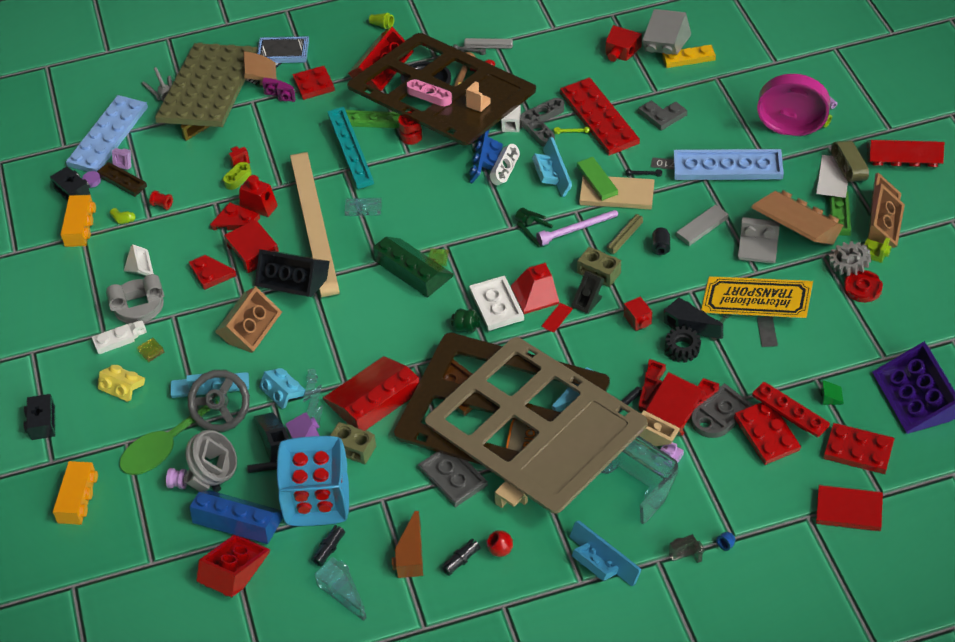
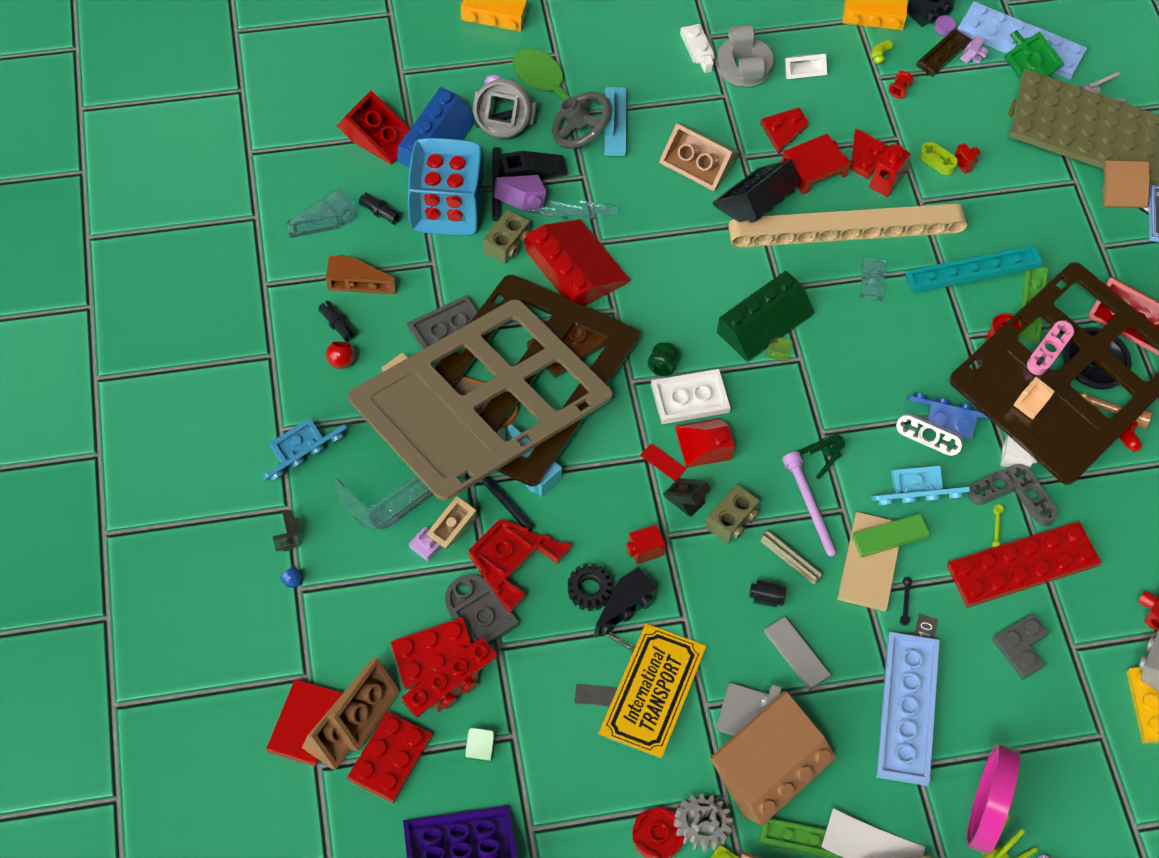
camera: 90 degrees right, 10 degrees up
(119, 382) = (634, 46): light yellow bracket -> none
(135, 120) = (1034, 55): none -> green plate
(150, 349) = (676, 74): clear yellow tile -> none
(279, 88) = (1087, 203): magenta slope -> none
(280, 386) = (601, 182): medium azure bracket -> none
(313, 82) = (1106, 244): red plate -> none
(675, 401) = (488, 552): red panel -> none
(836, 473) = (352, 716): none -> medium nougat slope

